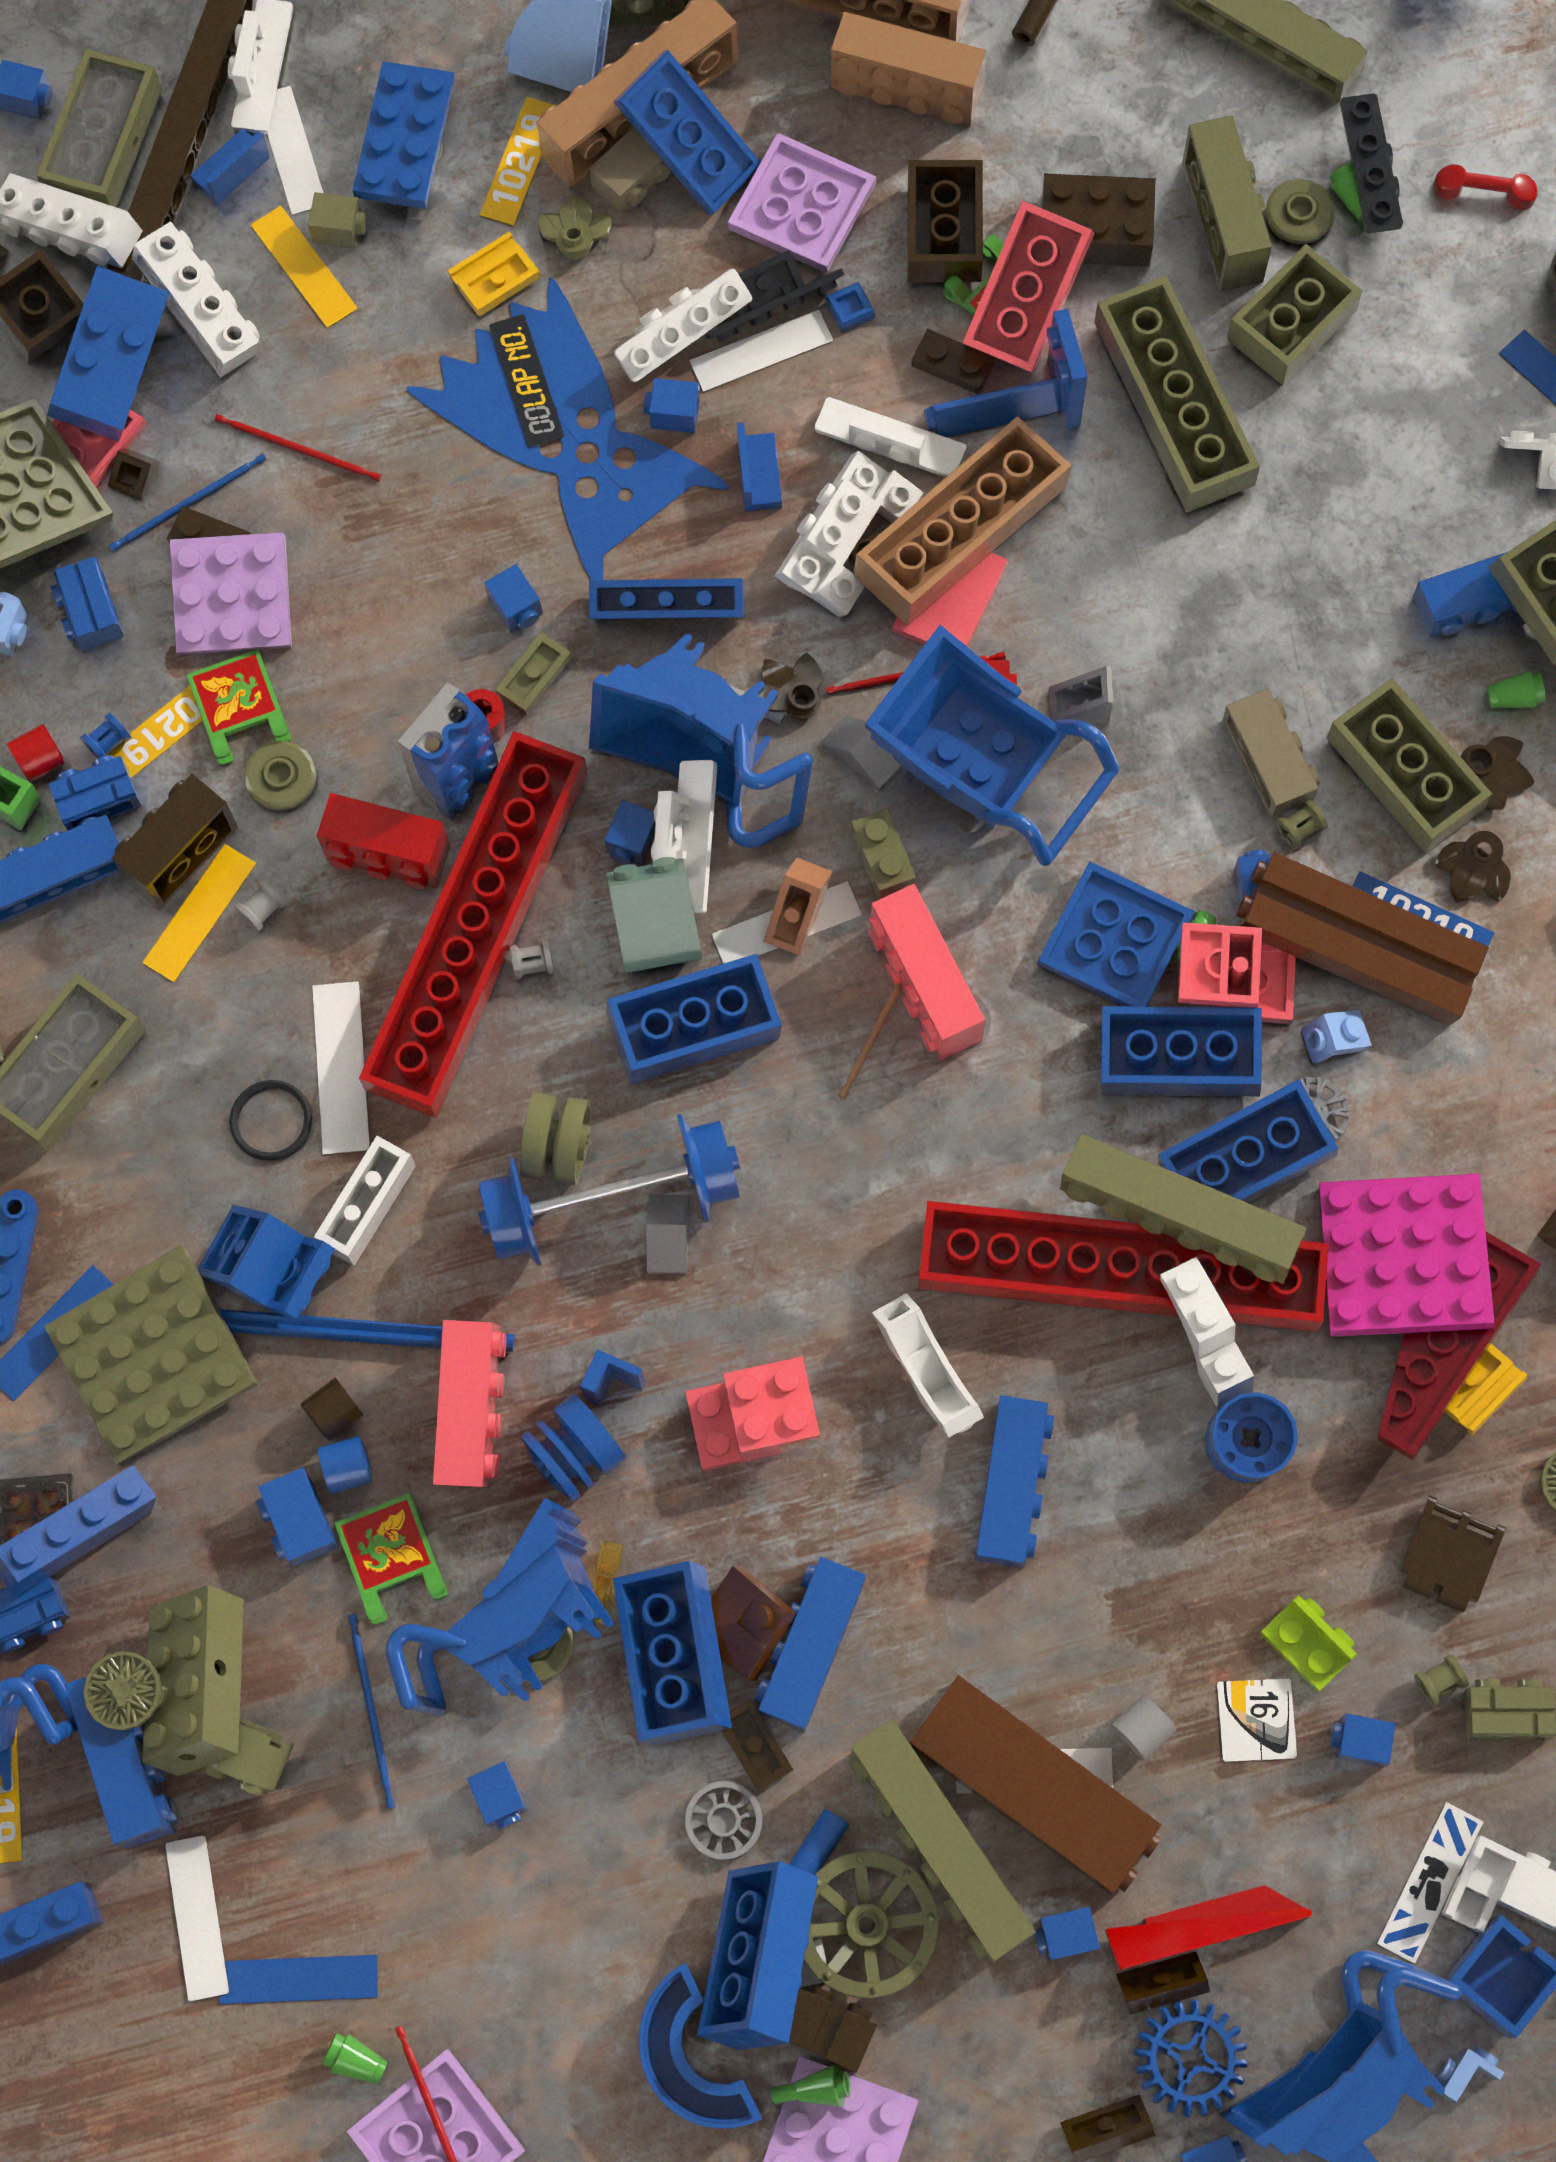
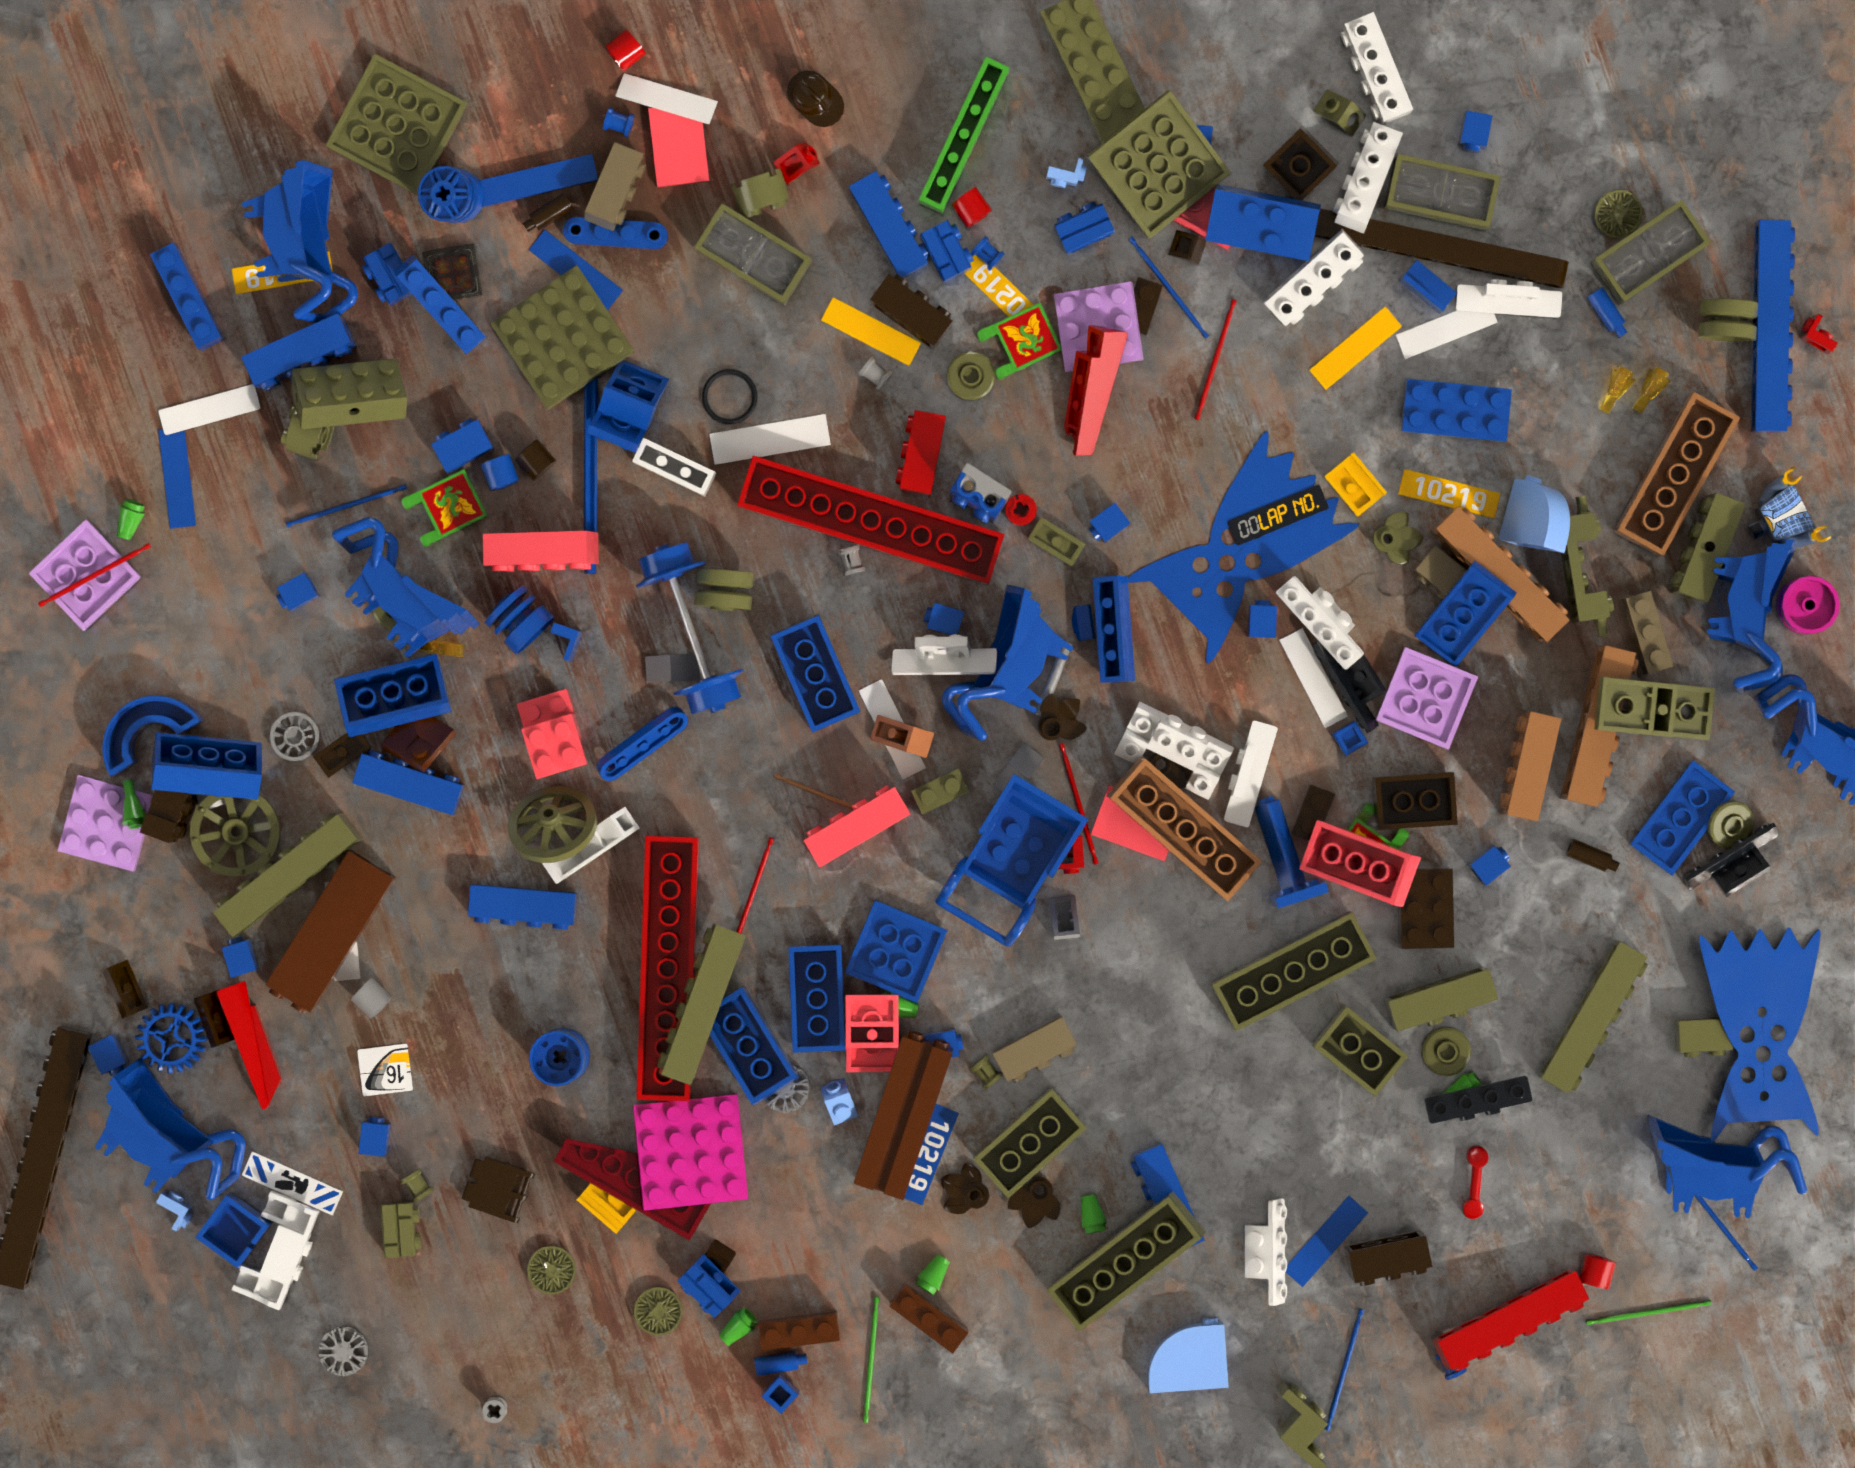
camera: 85 degrees right, 15 degrees up
(122, 1691) = (334, 351): olive wheel -> none
(314, 604) = (1092, 385): none -> wedge
(336, 220) = (1387, 369): olive brick -> none
(646, 647) = (1083, 622): none -> blue piece
(654, 914) = (882, 640): sand green brick -> none
(759, 470) = (1219, 684): blue panel -> none
(778, 1283) = (642, 743): none -> blue plate
(819, 1842) = (282, 797): blue cylinder -> none
(886, 1420) = (552, 821): none -> olive wheel
(1002, 1135) = (754, 887): none -> red piece
(1041, 136) = (1490, 864): none -> blue brick
(1209, 1332) = (625, 1025): white arch -> none
(1309, 1642) = (434, 1100): lime bracket -> none

